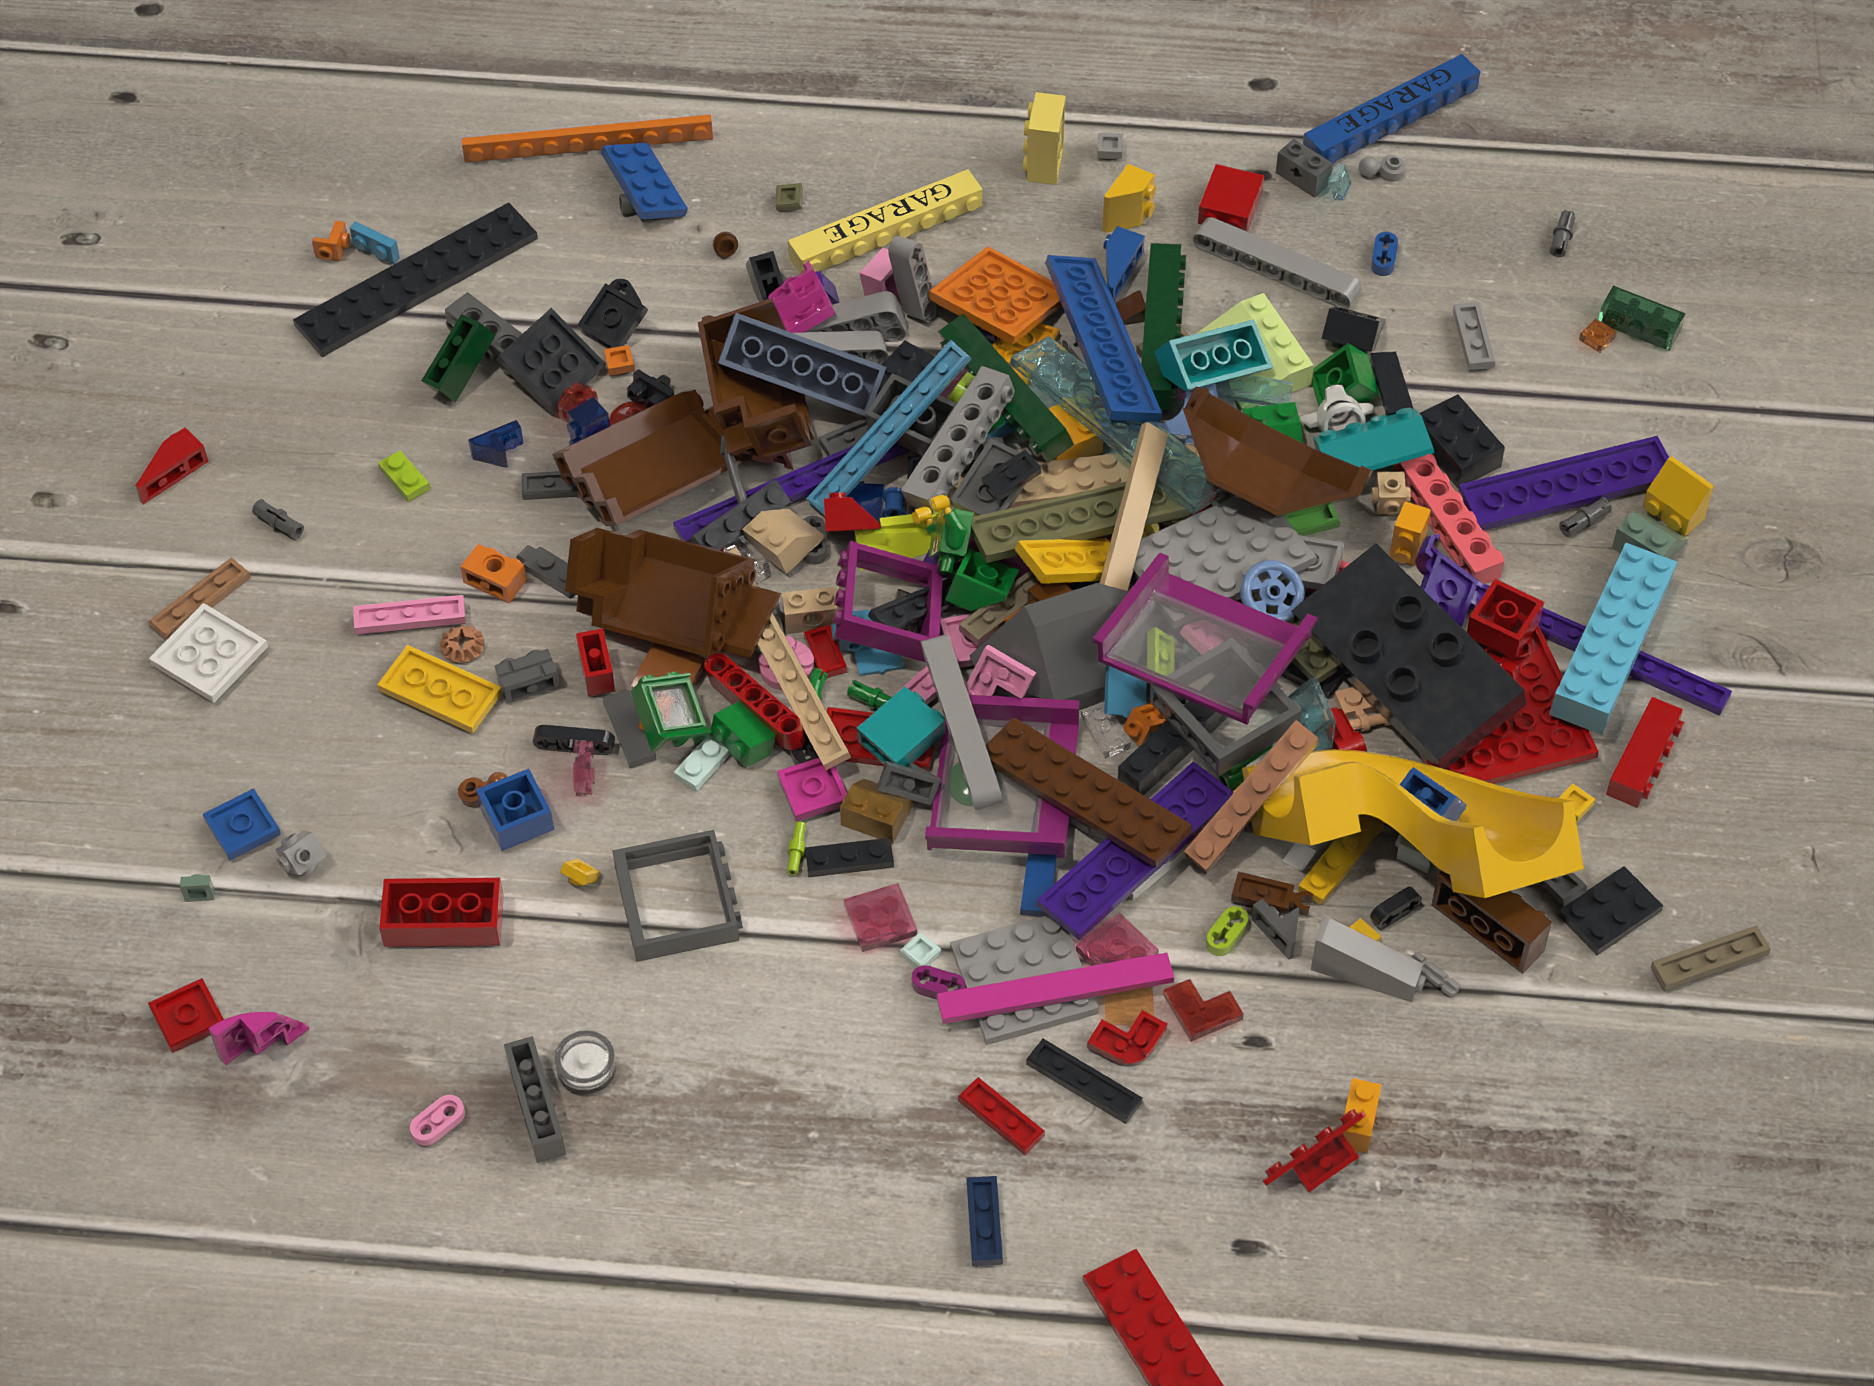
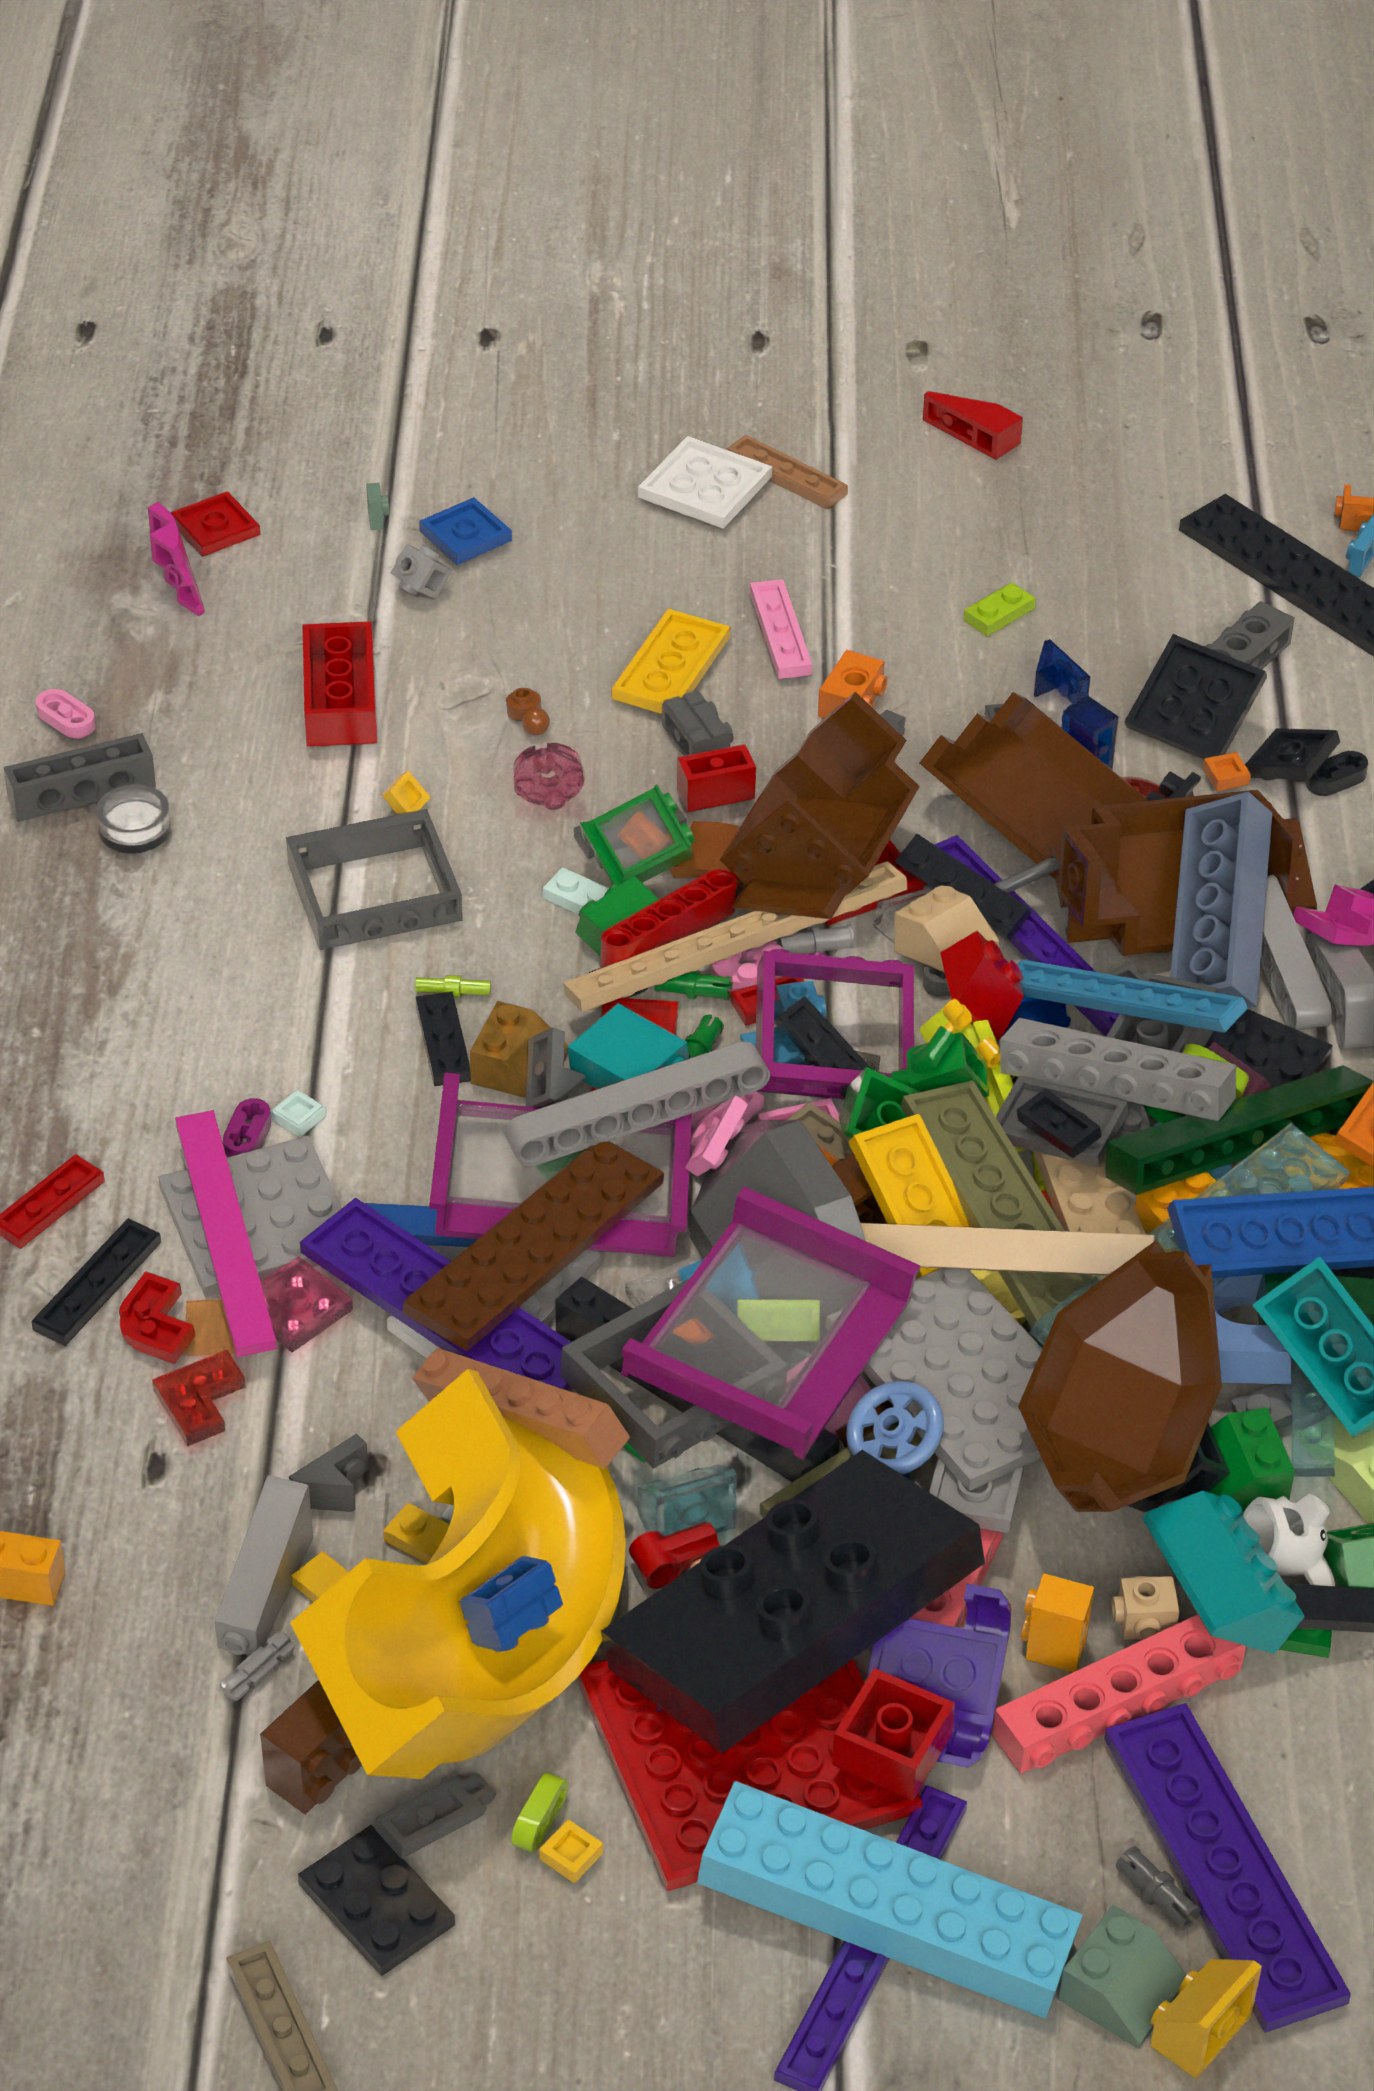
camera: 85 degrees right, 10 degrees down
(277, 519) = (909, 513): dark grey pin -> none
(458, 358) = (1180, 611): dark green brick -> none
(471, 649) = (733, 681): nougat gear -> none
(515, 809) = (487, 728): blue brick -> none
(563, 738) = (603, 776): black beam -> none
(573, 397) = (1137, 734): clear red brick -> none
(808, 609) = (838, 995): tan brick -> none
(811, 788) = (542, 989): dark pink plate -> none
(880, 917) = (346, 1067): clear pink plate -> none
(1231, 934) = (332, 1425): lime beam -> none
(1281, 895) = (386, 1473): reddish brown plate -> none
(1314, 520) = (1094, 1531): bright green tile -> none
(1461, 441) = (1277, 1702): black brick -> none
(1645, 751) = (675, 1950): red brick -> none

